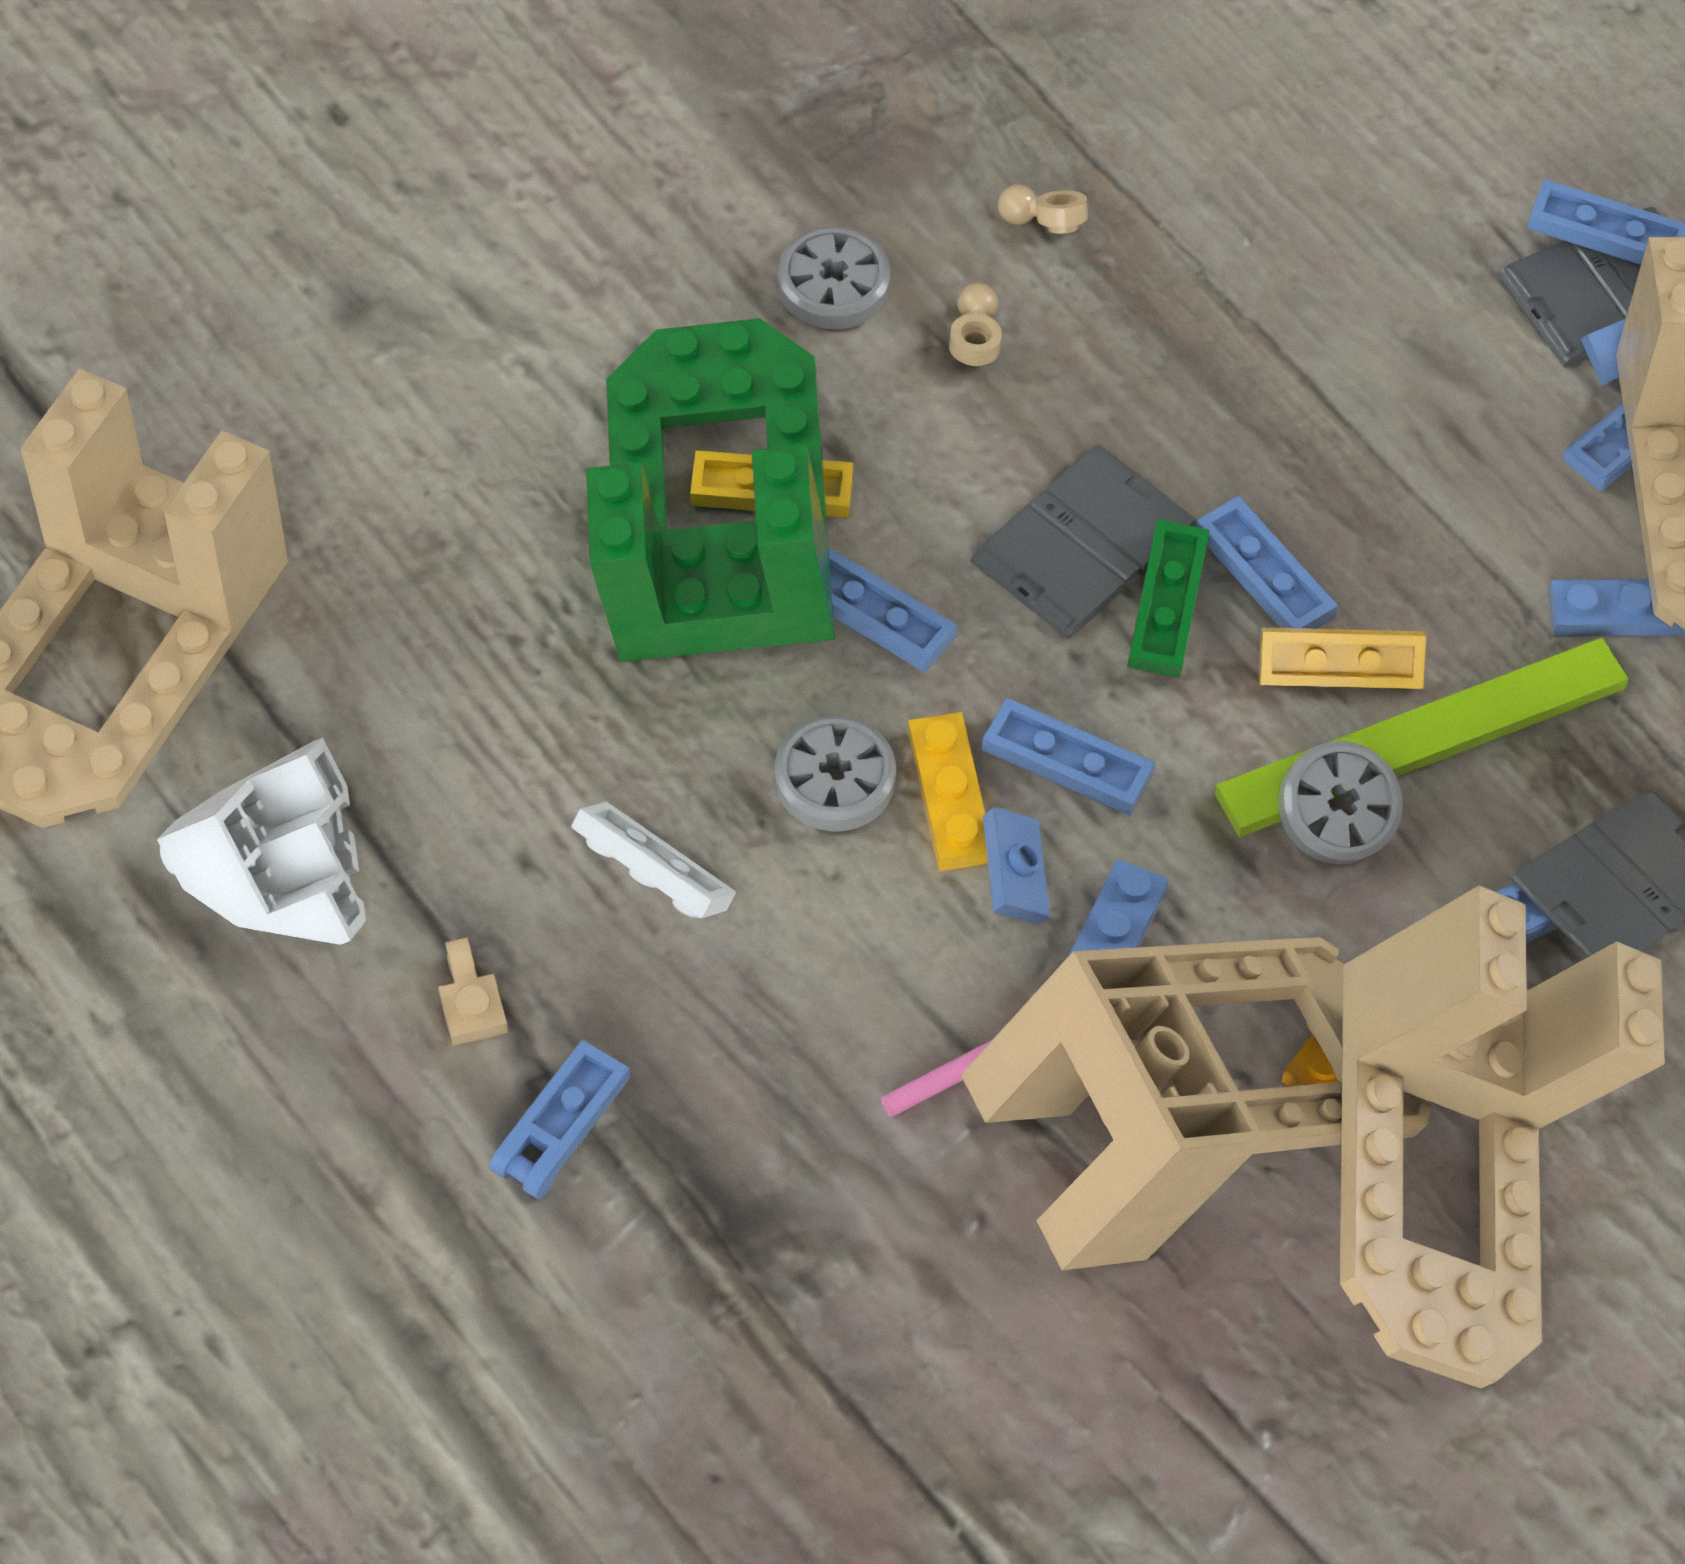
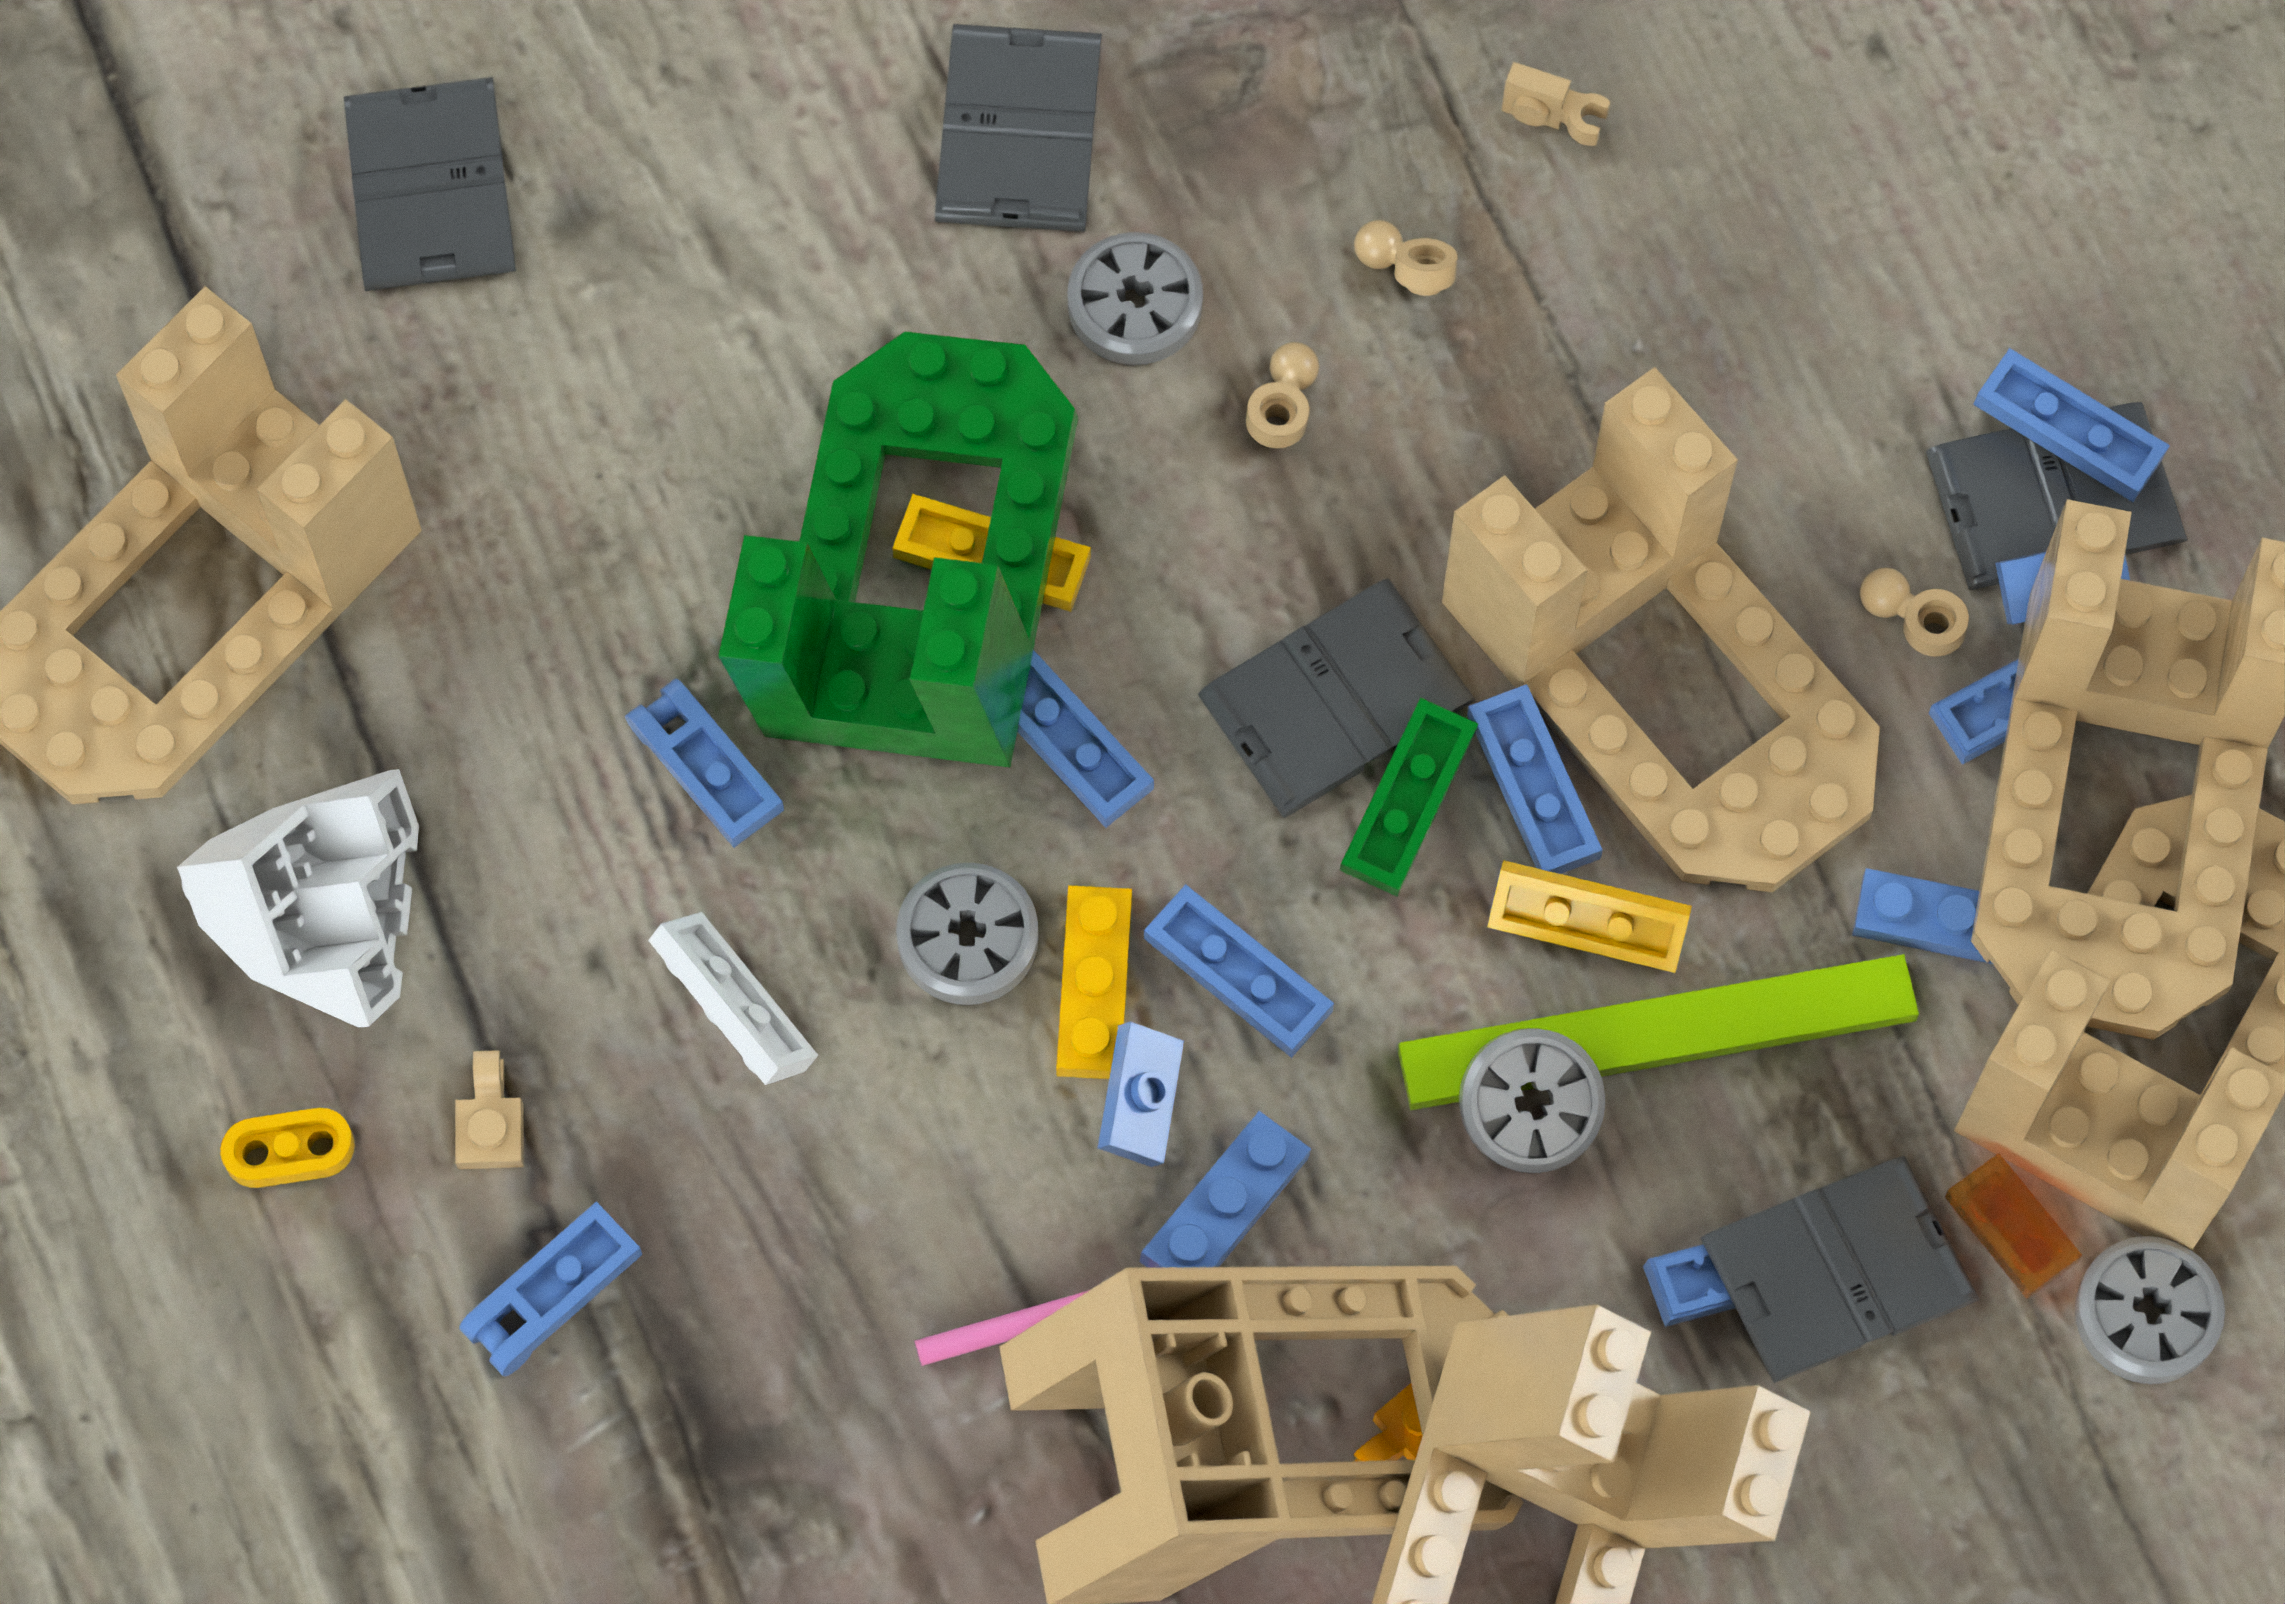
camera: 15 degrees right, 10 degrees up
(226, 301) = (429, 184): none -> dark grey piece
(300, 1052) = (289, 1146): none -> yellow plate
(579, 686) = (706, 763): none -> medium blue plate
(702, 174) = (1018, 127): none -> dark grey piece
(1119, 73) = (1547, 100): none -> tan plate
(1246, 396) = (1565, 573): none -> tan bracket
(1543, 389) = (1888, 594): none -> tan plate

